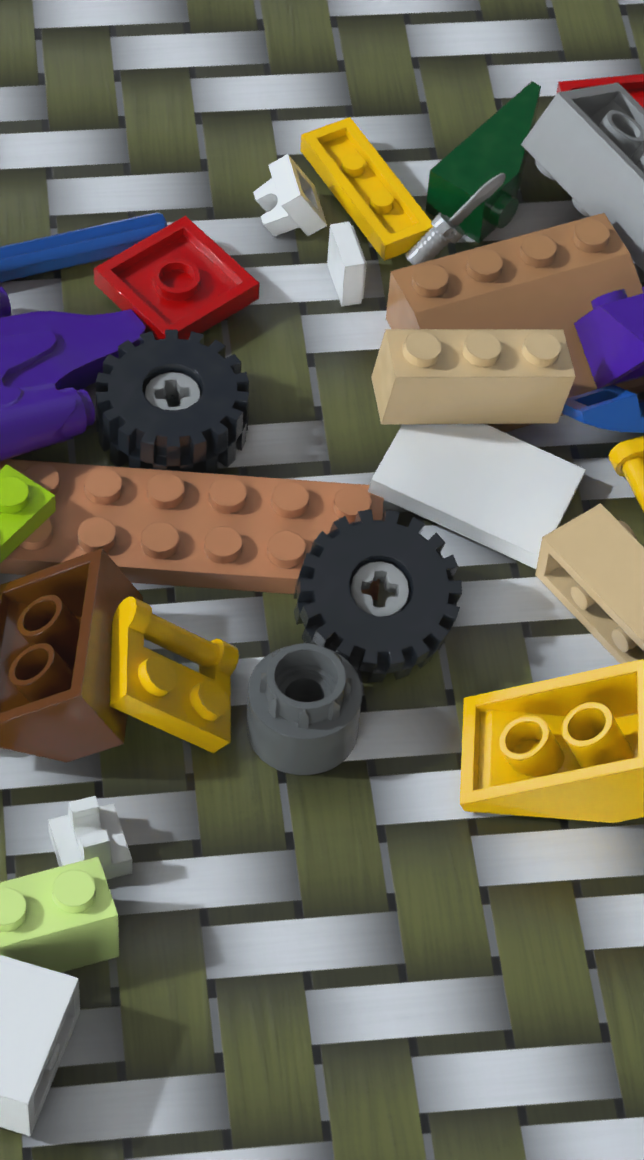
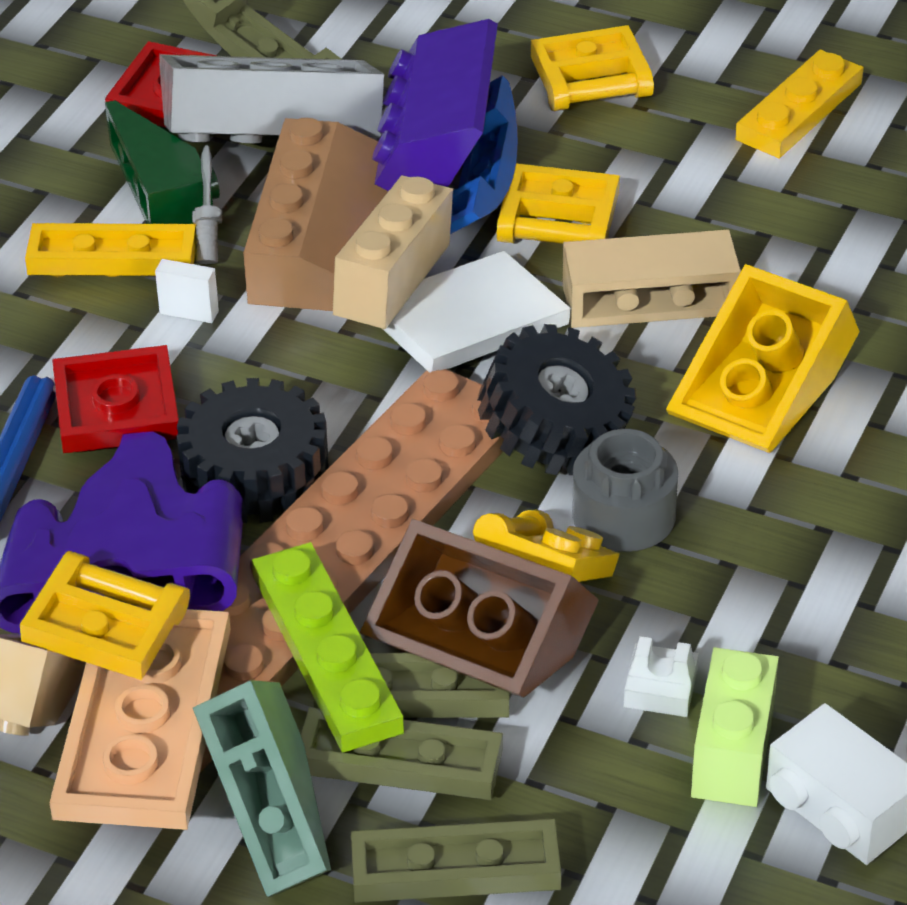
camera: 55 degrees left, 10 degrees down
(289, 200) = (88, 288): white tile -> none

